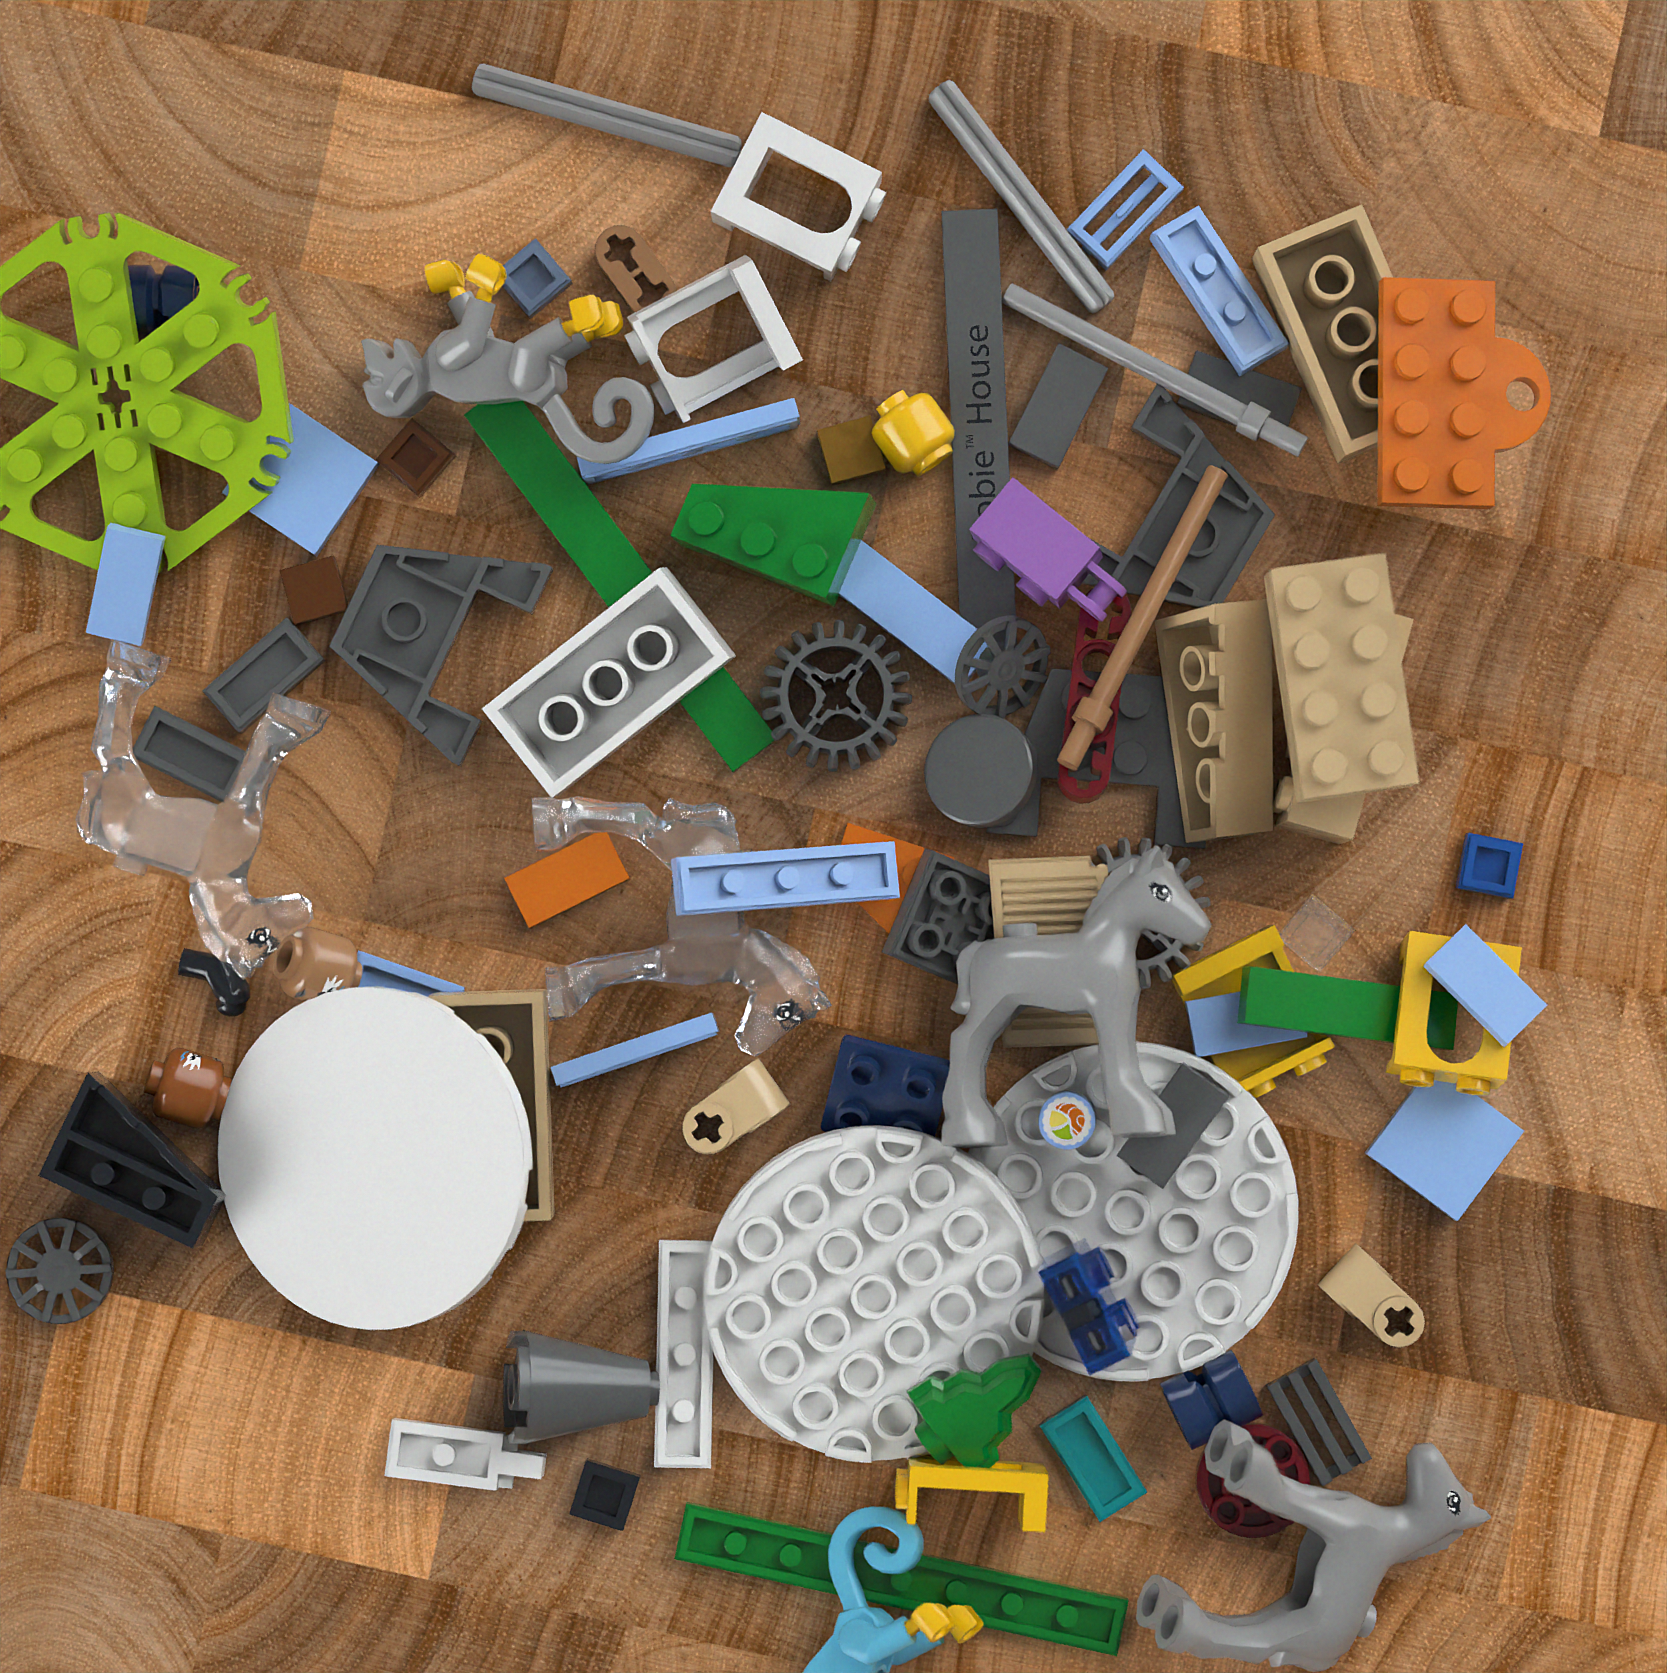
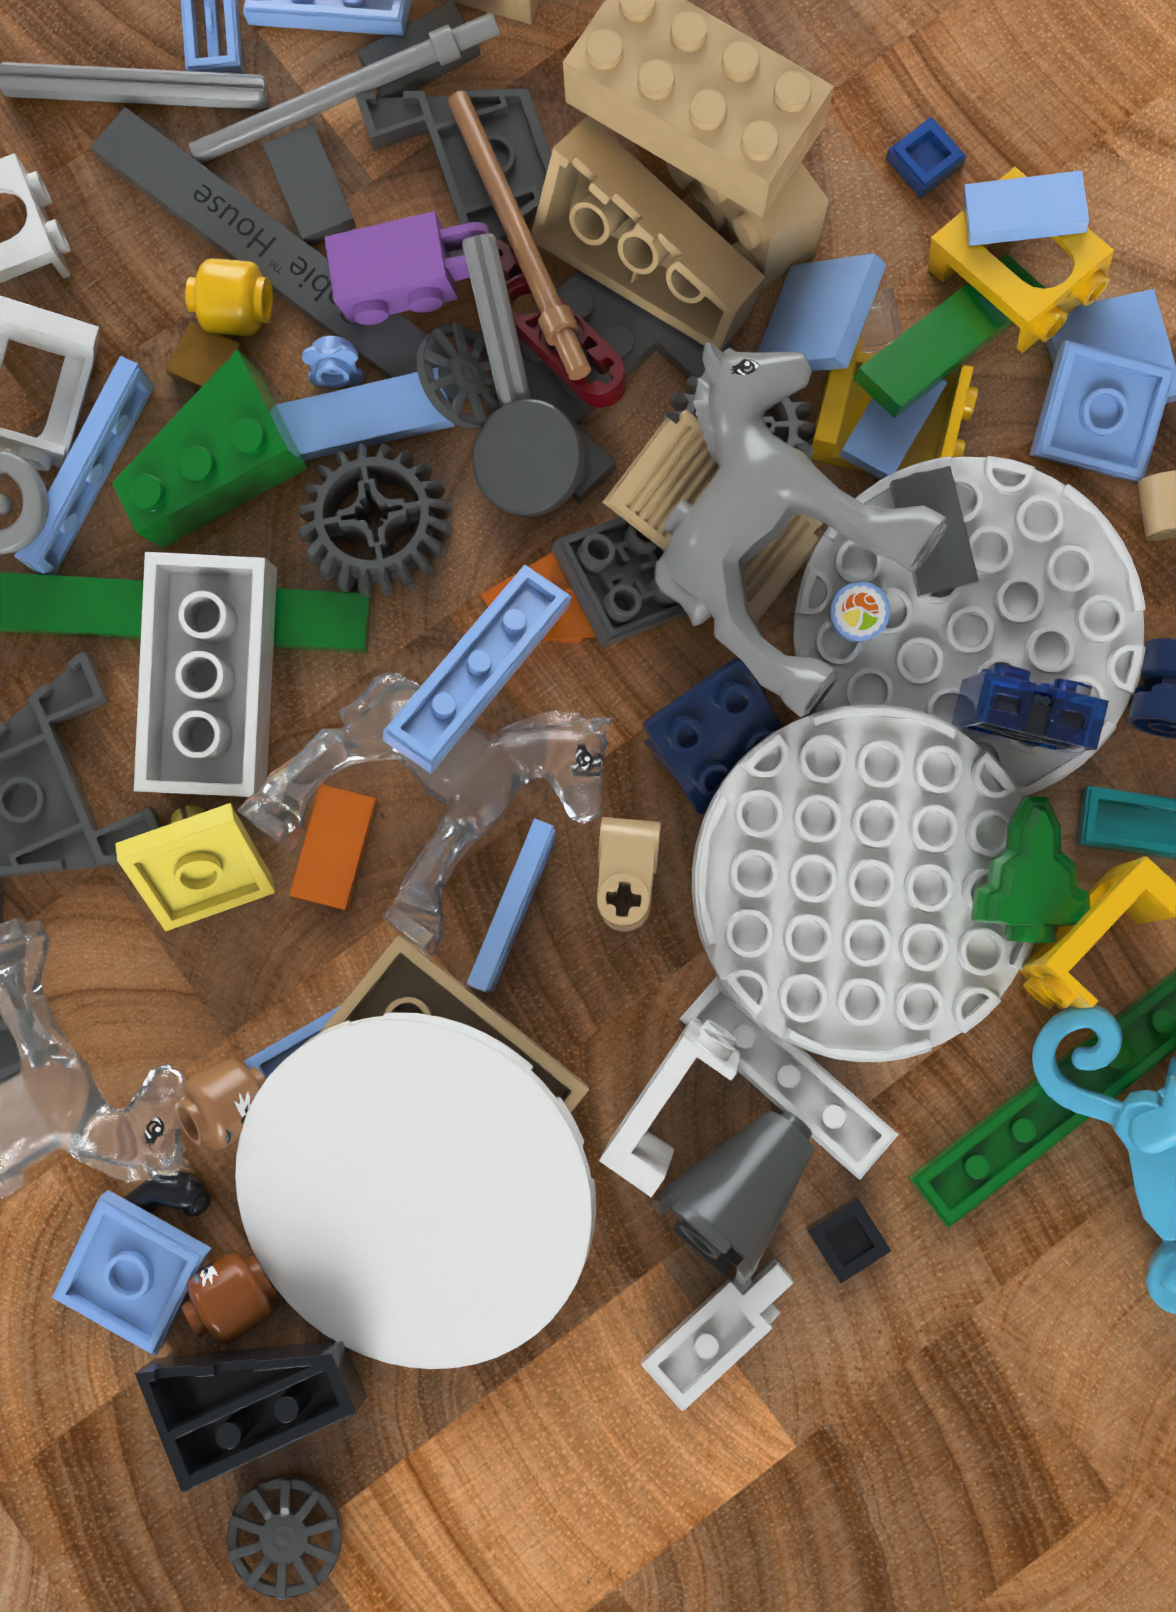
camera: 40 degrees left, 5 degrees down
(144, 1002) = (130, 1272): none -> light blue tile
(468, 795) = (195, 866): none -> light yellow tile
(536, 1286) = (632, 1148): none -> white panel
(930, 554) = (332, 363): none -> light blue plate
(1060, 662) = (496, 318): none -> light grey axle
(1276, 896) = (824, 309): none -> light blue tile
(1385, 1172) = (1102, 411): none -> light blue tile

